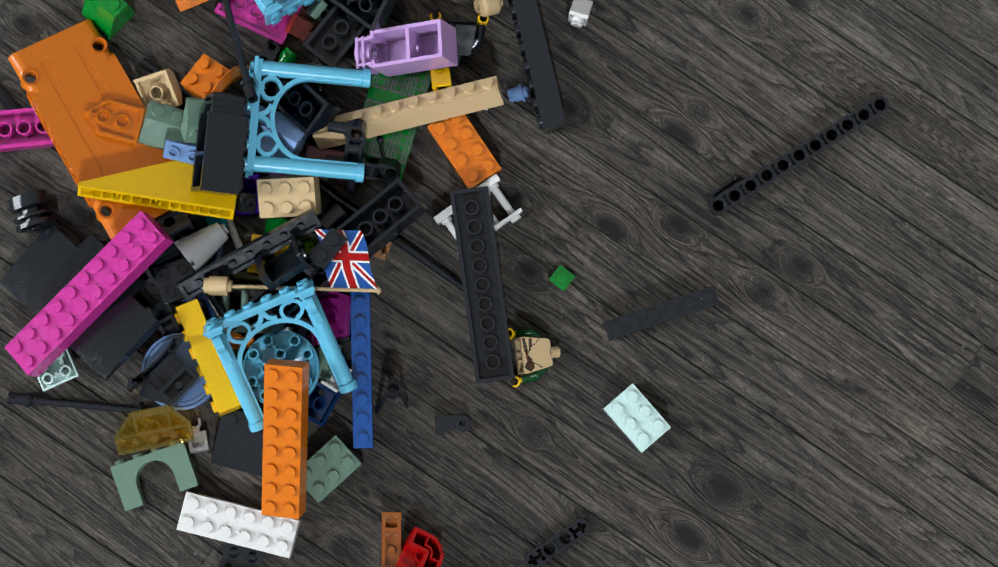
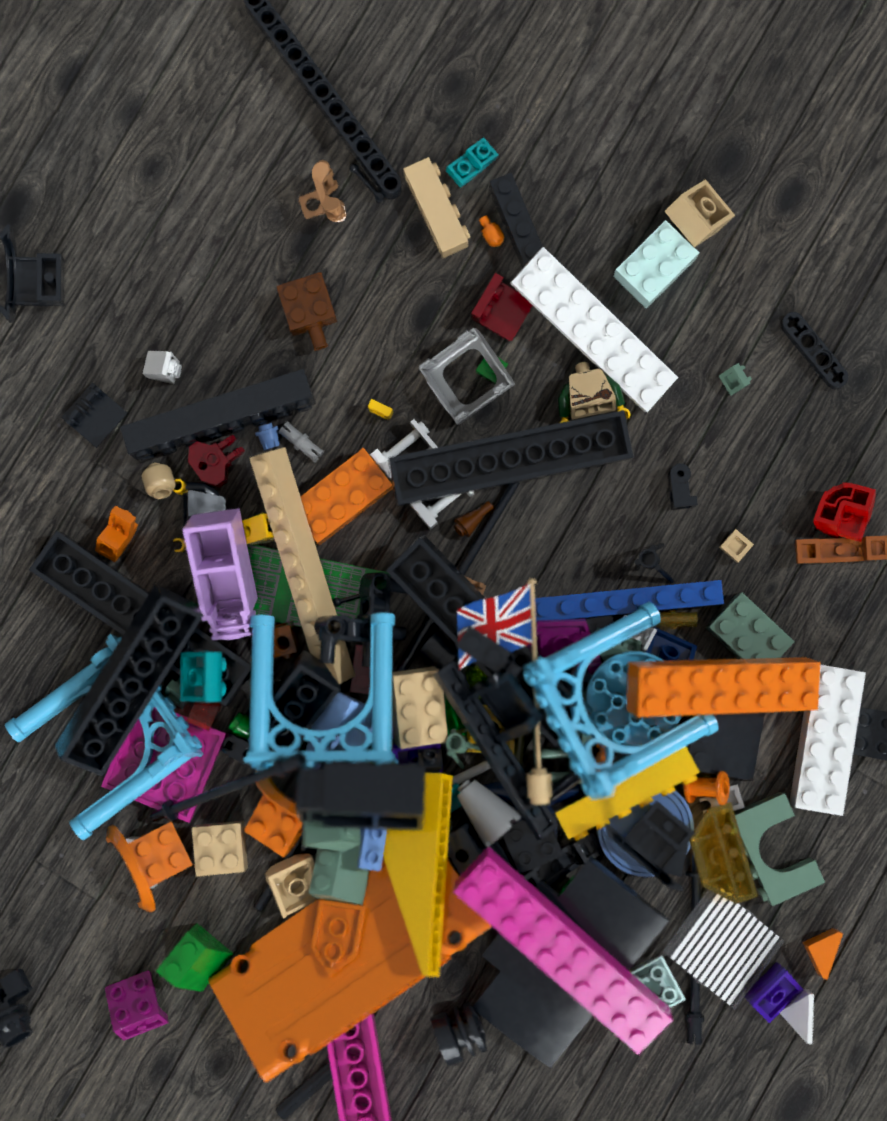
camera: 95 degrees left, 0 degrees up
(22, 483) = (800, 1015): none -> white slope
(42, 464) = (773, 992): none -> dark purple slope
(72, 506) = (823, 950): none -> orange slope
(80, 427) = (723, 947): none -> piece
(192, 34) = (219, 848): none -> tan brick
(208, 424) = (708, 787): none -> orange hose
(257, 226) = (458, 744): none -> sand green plant
(325, 28) = (202, 676): none -> teal brick
(345, 410) = (678, 619): none -> clear yellow pin
(359, 99) = (288, 630): none -> reddish brown brick
(400, 465) = (736, 546): none -> tan plate
(437, 250) = (468, 522): none -> reddish brown cone
(501, 49) = (217, 462): none -> dark red hinge
(512, 119) = (301, 441): none -> light grey pin
(533, 185) = (380, 409): none -> yellow tile
(537, 475) = (735, 379): none -> sand green tile
(544, 236) = (433, 373): none -> light grey piece
(584, 361) = (593, 329): none -> white plate
(608, 289) = (501, 309): none -> dark red bracket
(620, 132) = (307, 307): none -> reddish brown brick
(673, 286) = (491, 232): none -> orange cylinder
(675, 456) = (699, 213): none -> tan brick
(697, 241) = (436, 208): none -> tan brick
(721, 151) = (324, 185): none -> medium nougat piece
(733, 274) = (472, 162): none -> teal slope

